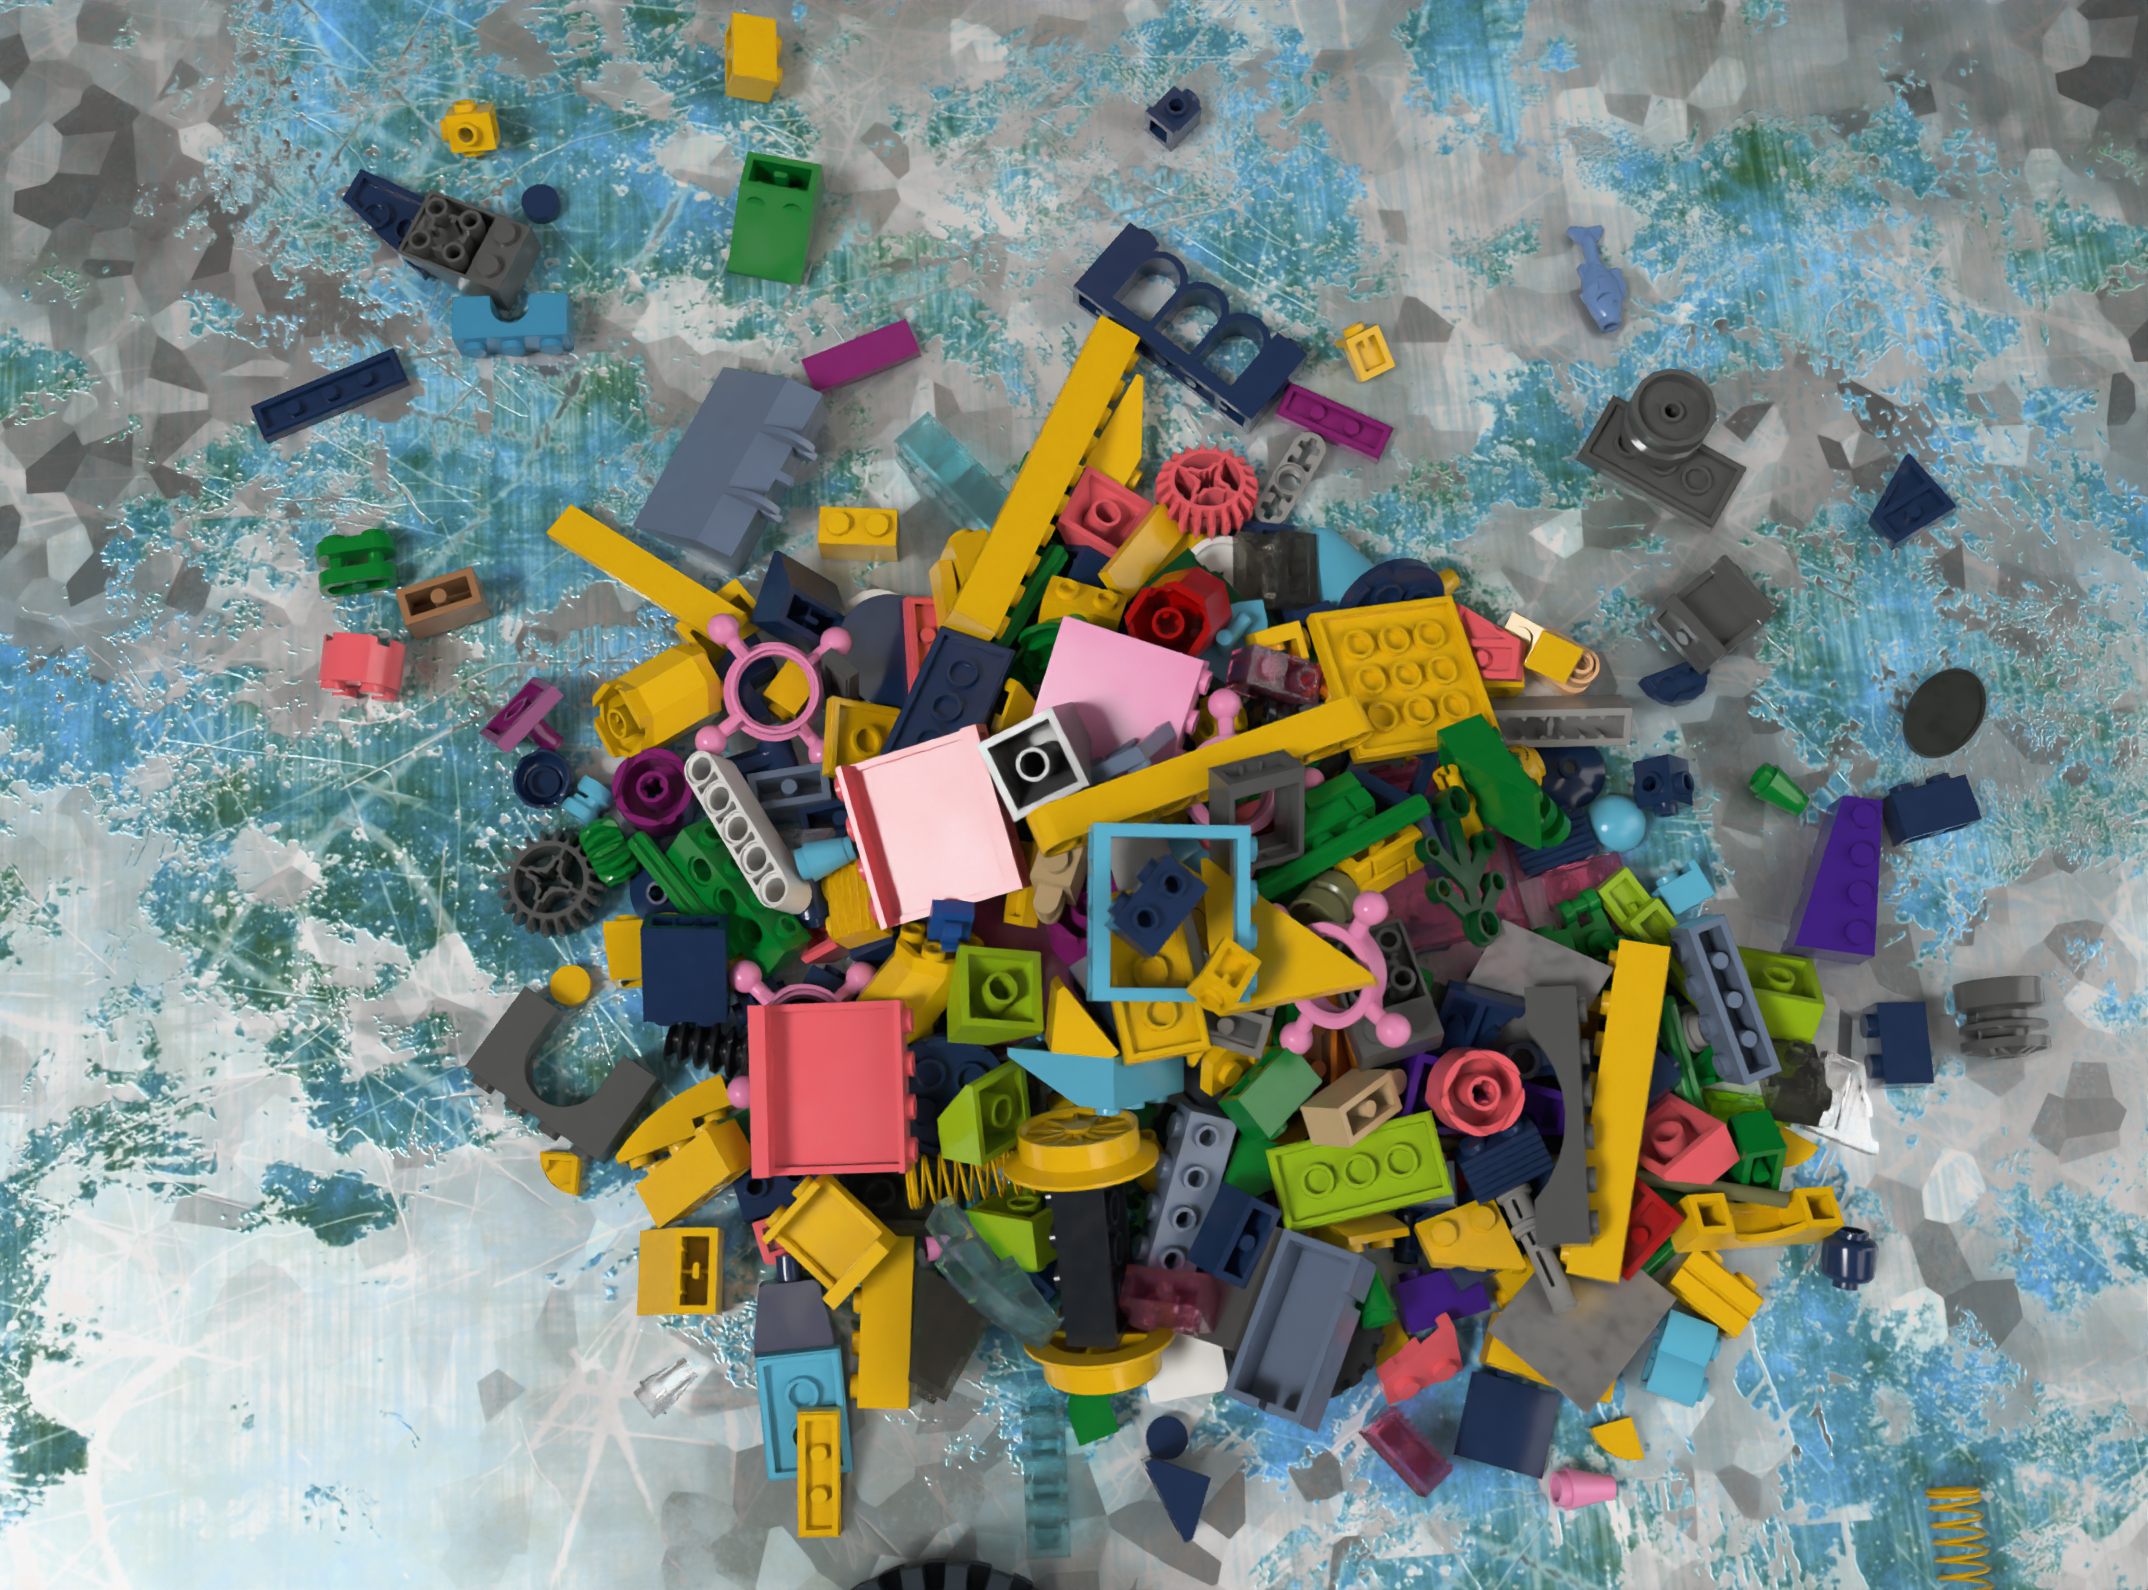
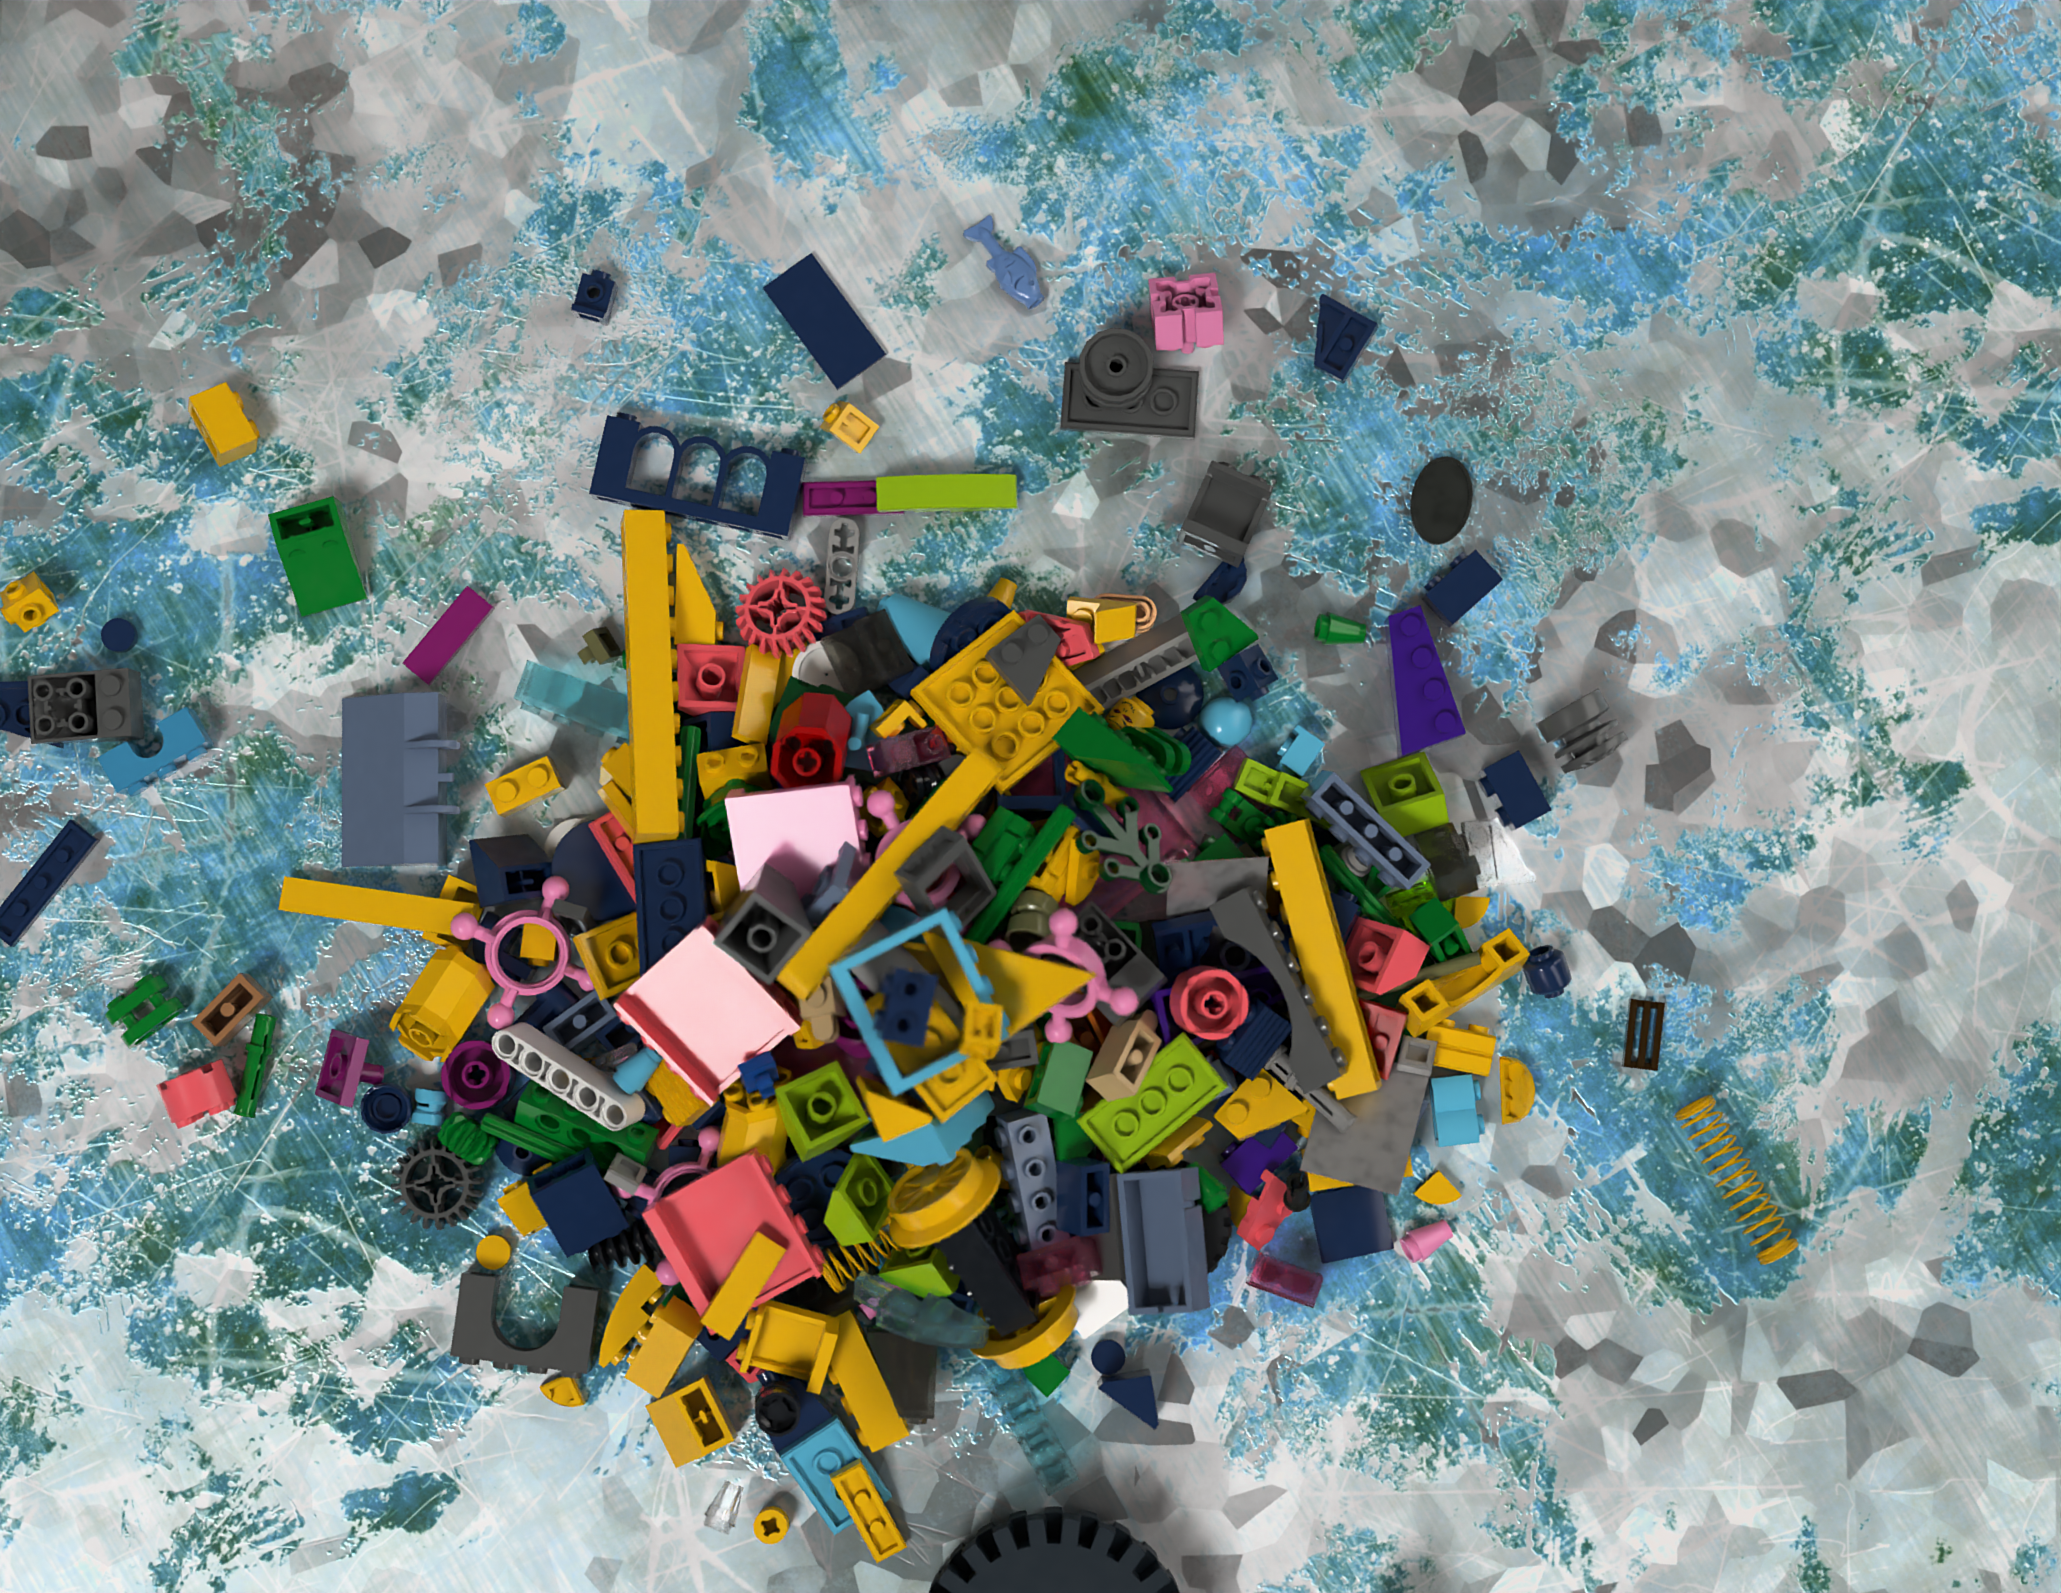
camera: 20 degrees left, 10 degrees up
(436, 672) = (258, 1051): none -> green pin
(712, 1429) = (774, 1518): none -> yellow wheel
(752, 961) = (625, 1173): none -> light grey tile
(780, 1301) = (777, 1408): none -> black wheel
(814, 1140) = (742, 1285): none -> yellow tile
(1005, 439) = (600, 647): none -> olive tile
(1387, 247) = (824, 321): none -> dark blue piece
(1405, 880) = (1081, 873): none -> yellow plate
(1407, 1248) = (1217, 1132): dark blue pin -> none
(1433, 458) = (947, 492): none -> lime slope
(1443, 642) = (1025, 657): none -> dark grey wing
(1465, 1361) = (1297, 1196): none -> pearl dark grey pin
(1649, 723) = (1215, 632): none -> green wing
(1669, 1273) = (1416, 1055): none -> light grey tile
(1757, 1371) = (1516, 1090): none -> yellow plate
(1764, 400) = (1186, 312): none -> bright pink brick
(1940, 1389) = (1656, 1034): none -> dark brown tile

